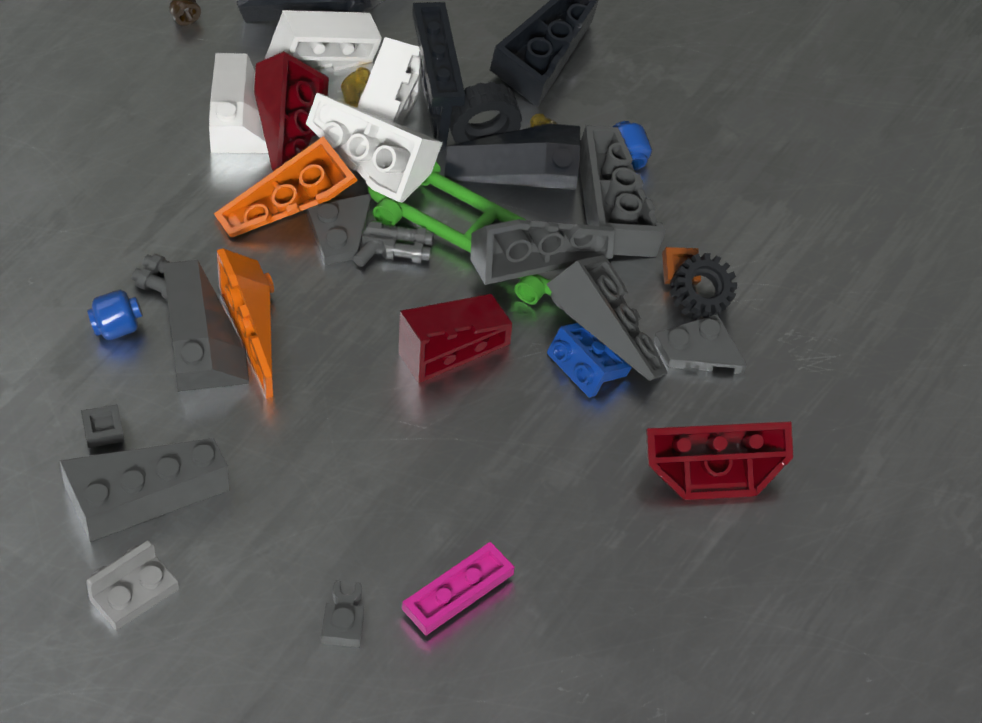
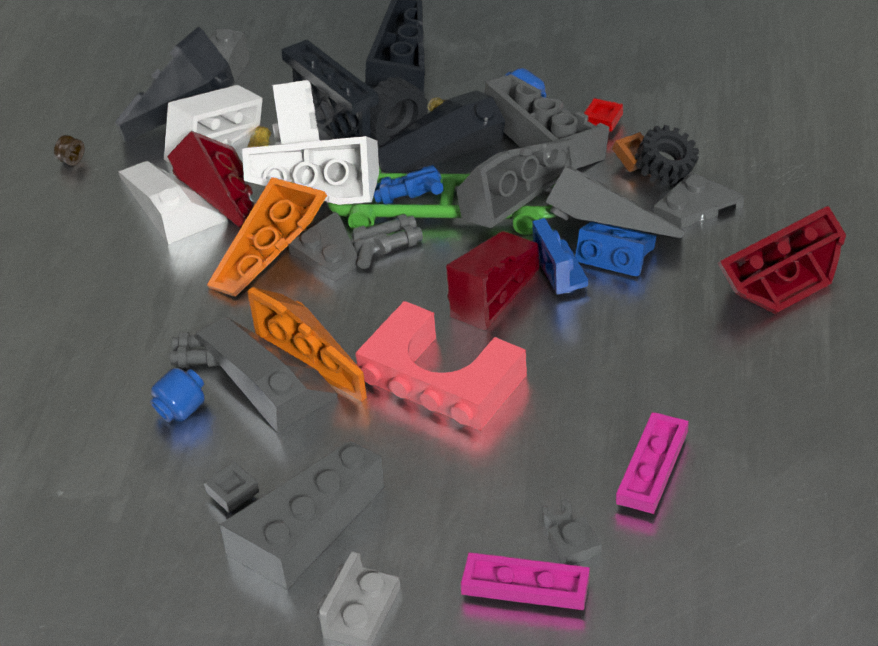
camera: 20 degrees left, 10 degrees down
(274, 640) = (525, 581): none -> dark pink plate
(349, 441) = (464, 395): none -> coral arch
(449, 200) = (413, 185): none -> blue piece
(525, 347) = (557, 259): none -> blue bracket
(684, 209) = (604, 112): none -> red plate

